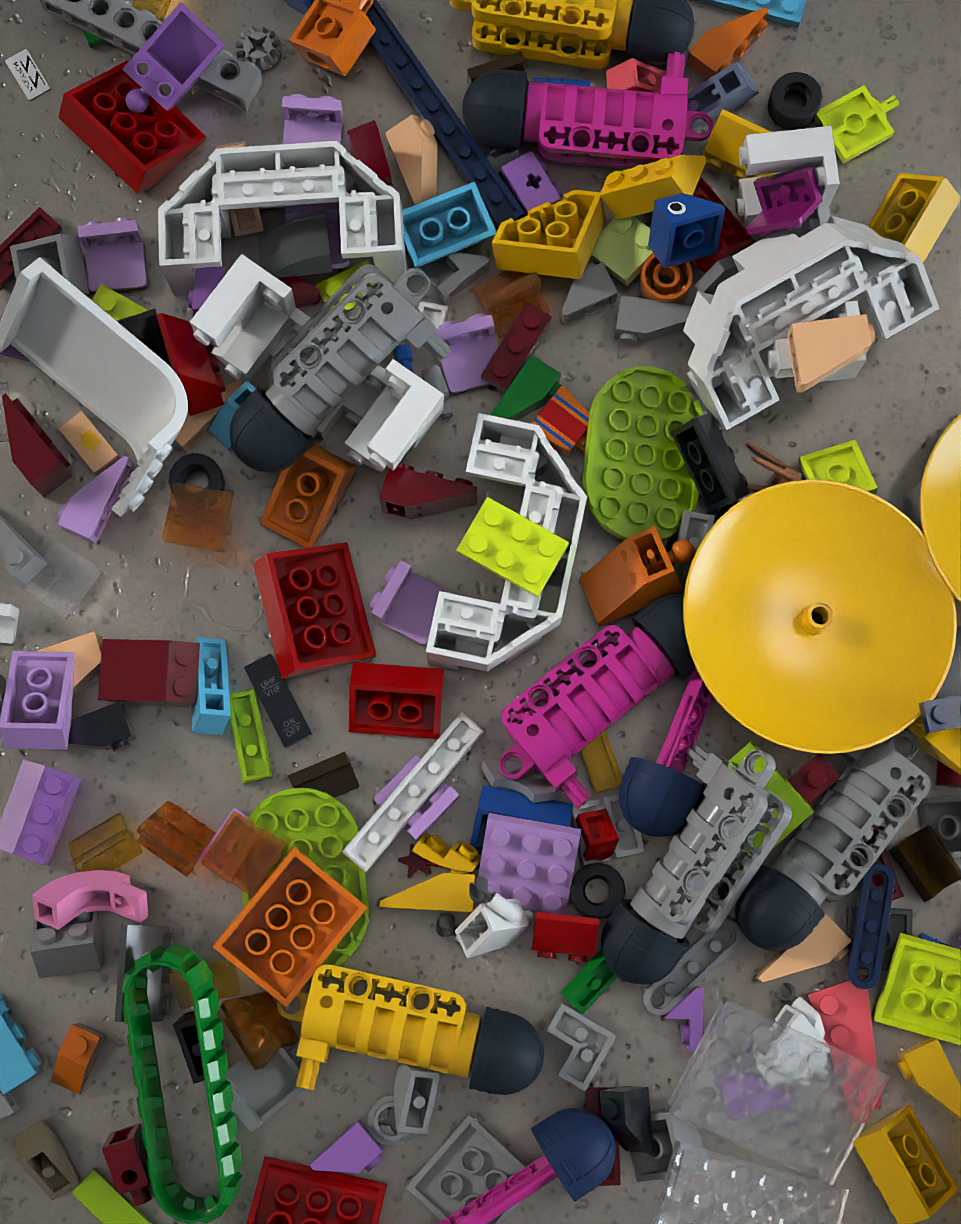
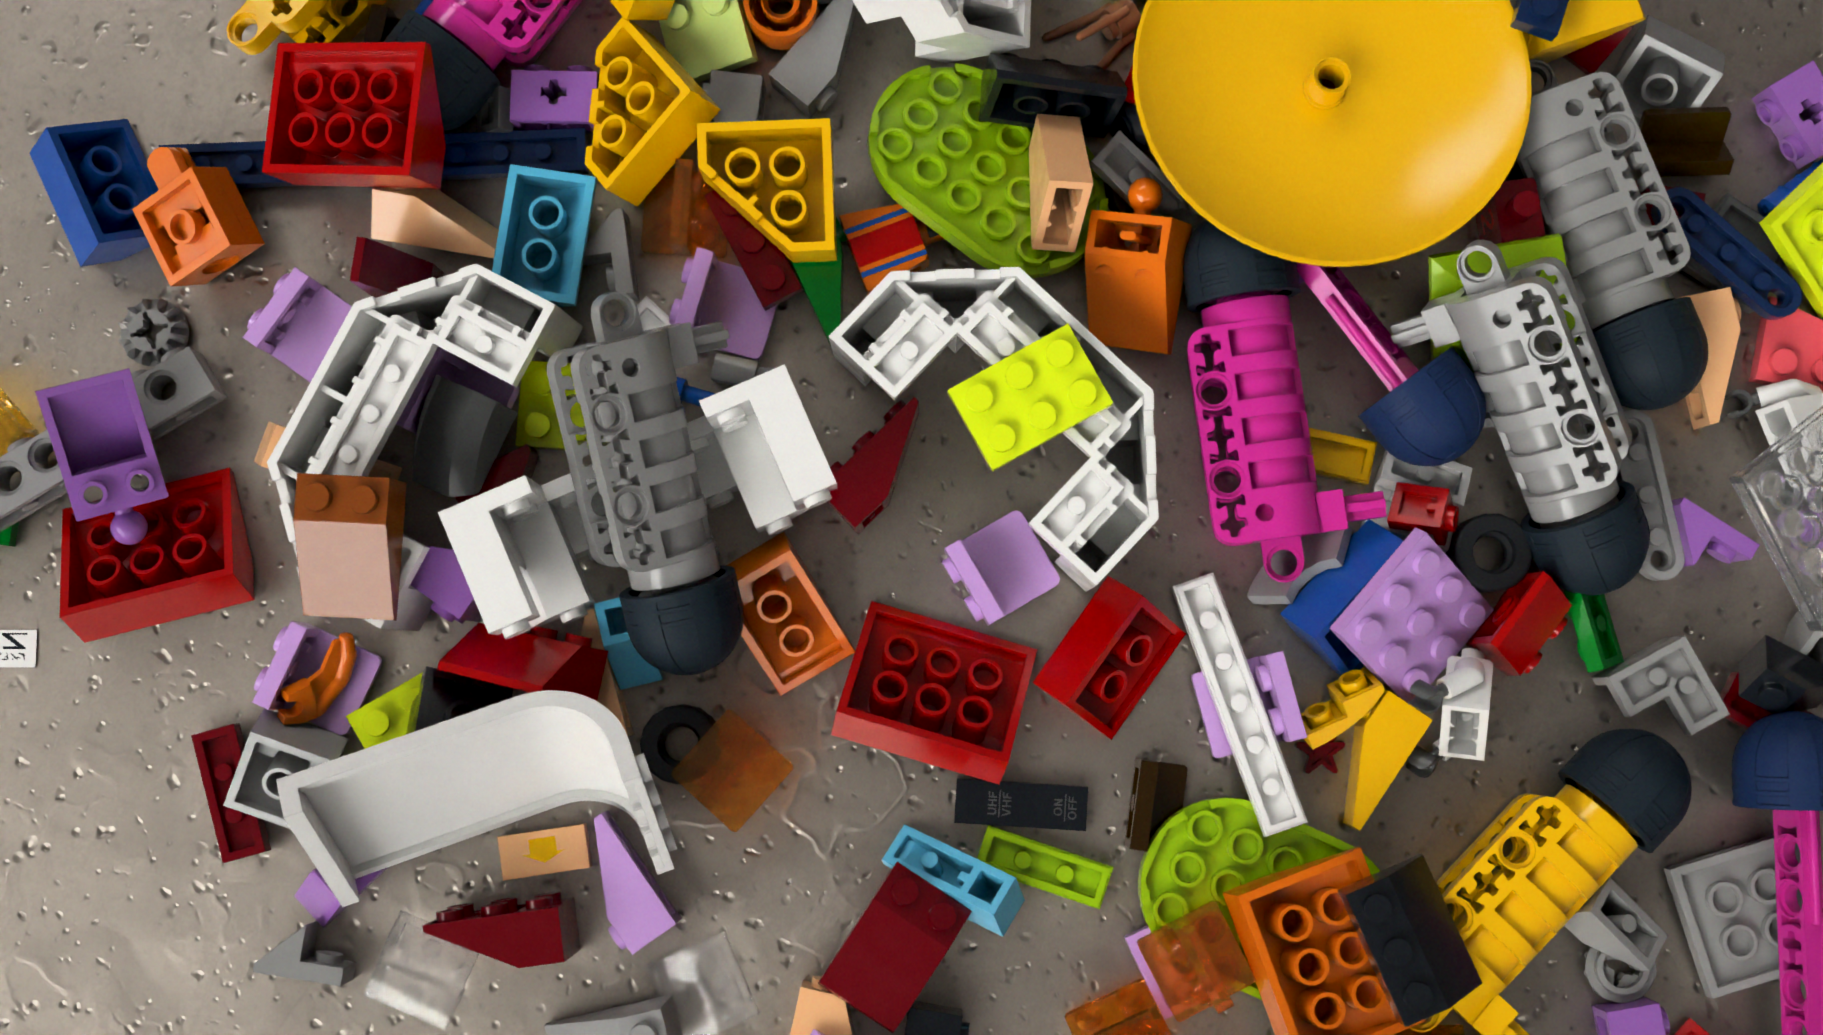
camera: 55 degrees left, 5 degrees up
(110, 261) = (321, 689): none -> orange piece
(195, 219) = (349, 544): none -> slope
(328, 963) = (1410, 940): none -> black slope
(445, 79) = (355, 116): none -> red slope
(557, 335) = (777, 180): none -> yellow brick
(658, 496) = (1058, 182): none -> light nougat slope

